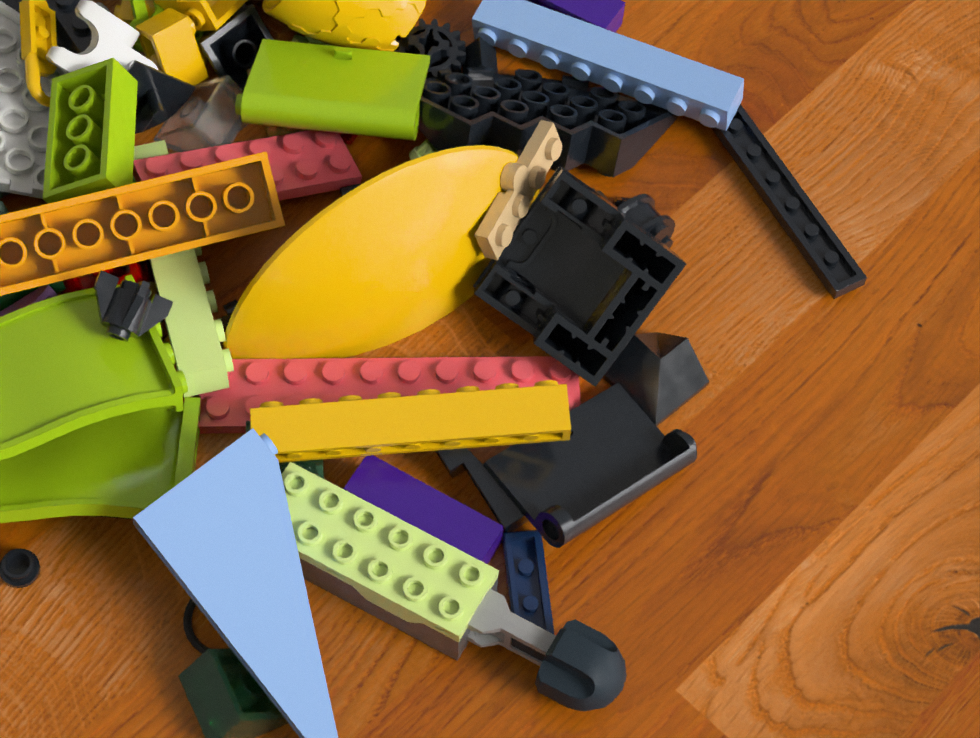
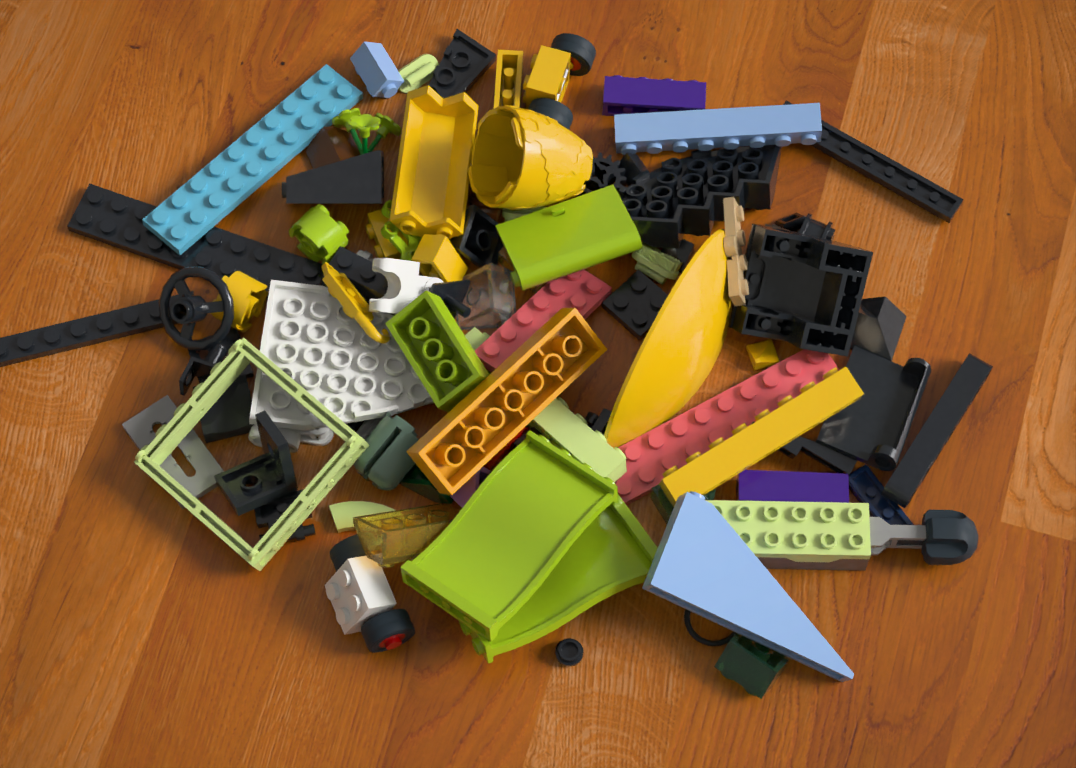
camera: 25 degrees left, 5 degrees up
(127, 308) = (552, 453): black brick -> none
(497, 339) = (762, 354): none -> yellow slope
(655, 533) = (936, 431): none -> black beam

